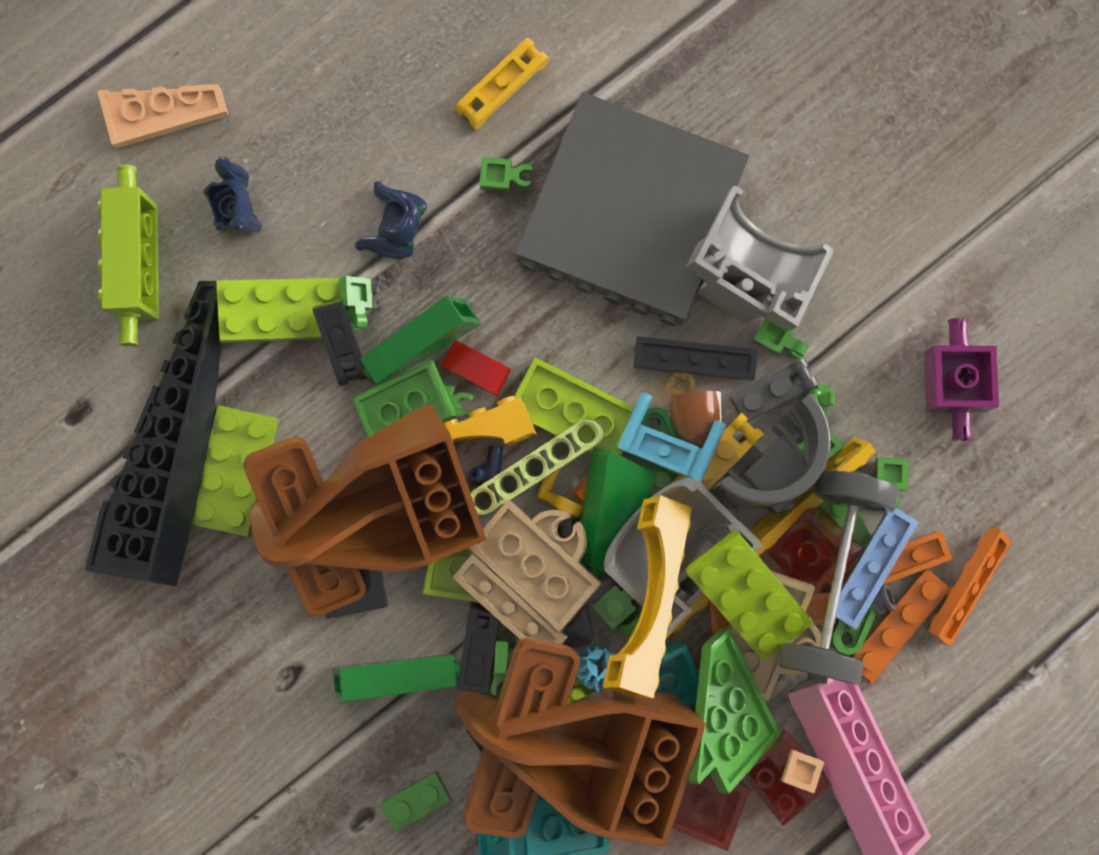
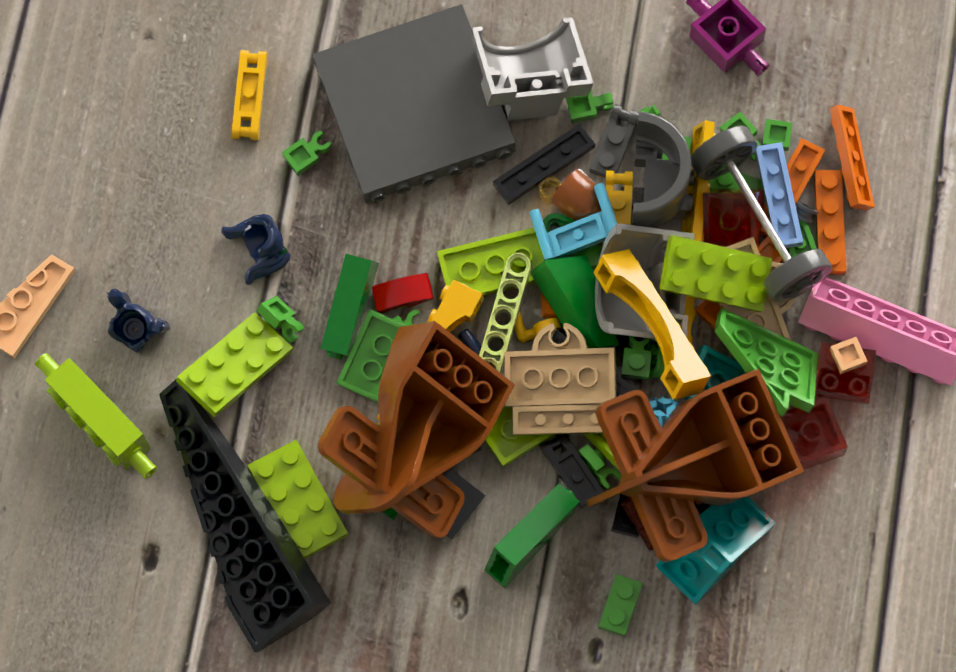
camera: 40 degrees left, 10 degrees down
(339, 340) = (296, 349): black plate -> none
(922, 507) = (777, 132): none -> bright green plate

